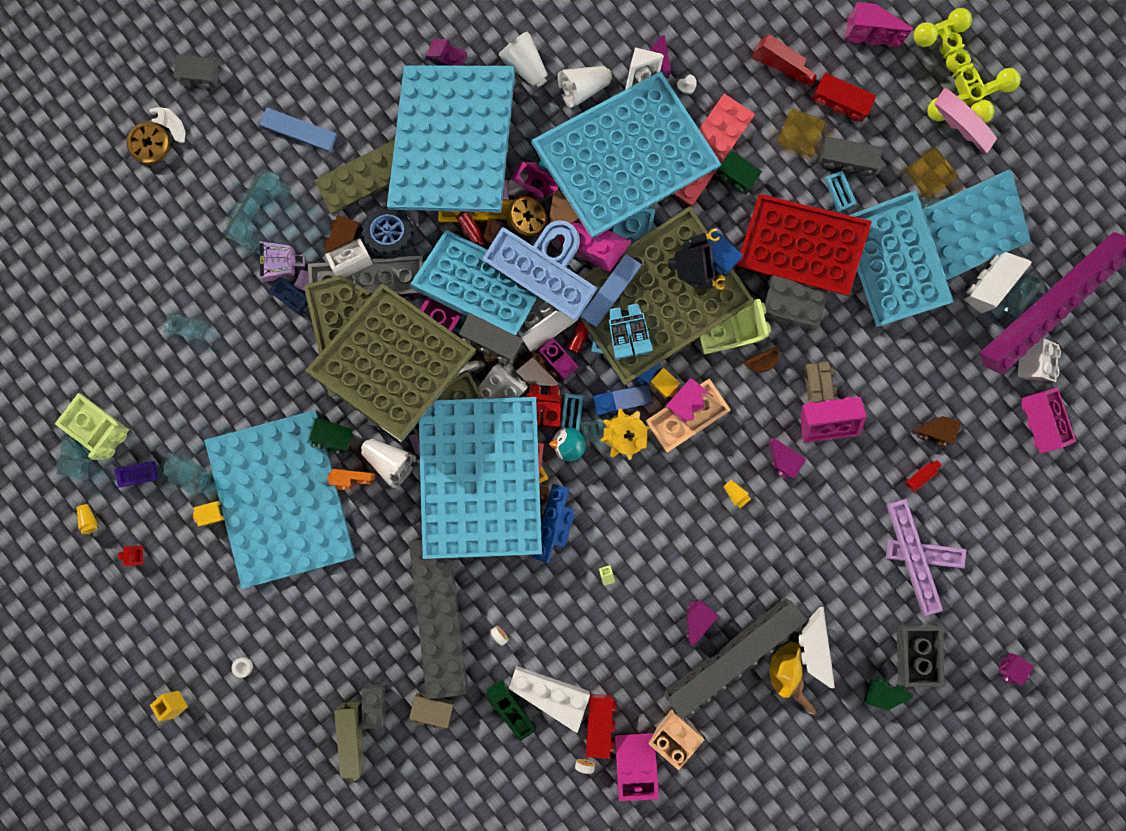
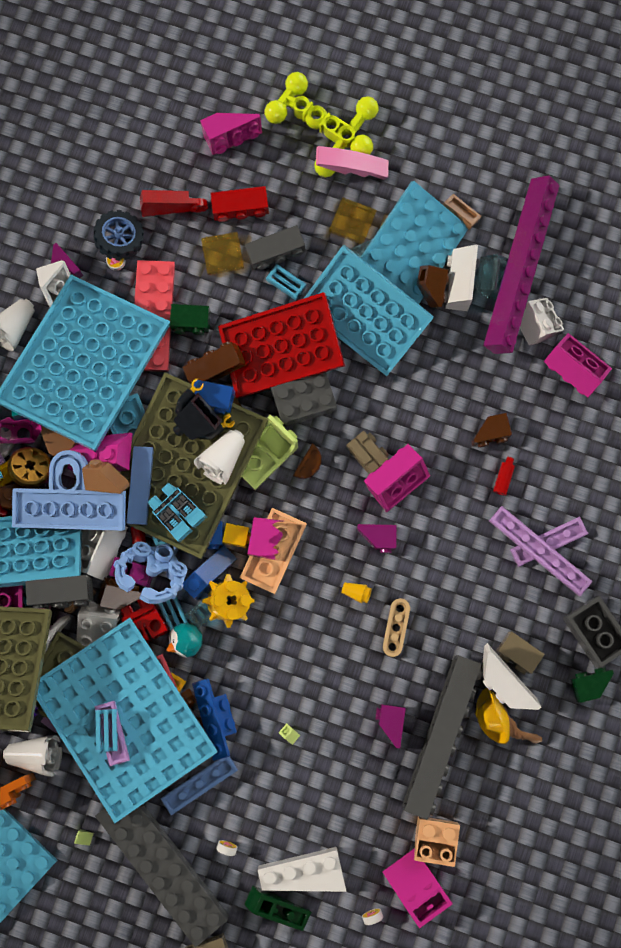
camera: 30 degrees left, 5 degrees down
(387, 553) = (83, 837): none -> yellowish green piece
(458, 469) = (106, 748): none -> medium azure tile
(464, 484) = (122, 754): none -> lavender tile
(507, 569) = (198, 784): none -> medium blue tile
(586, 265) = (103, 478): none -> medium nougat slope
(588, 364) = (159, 560): none -> light blue piece
(600, 726) = (364, 871): red brick -> none
(687, 85) = (102, 272): white piece -> none
(695, 309) = (221, 457): none -> white cone
(705, 82) = (115, 264): none -> tile
(732, 52) = (118, 219): none -> black wheel
(737, 225) = (215, 363): none -> reddish brown brick
(759, 540) = (401, 619): none -> tan plate
(842, 631) = (519, 653): none -> dark tan brick
(967, 272) = (432, 284): none -> reddish brown slope
(1034, 223) = (462, 211): none -> medium nougat tile

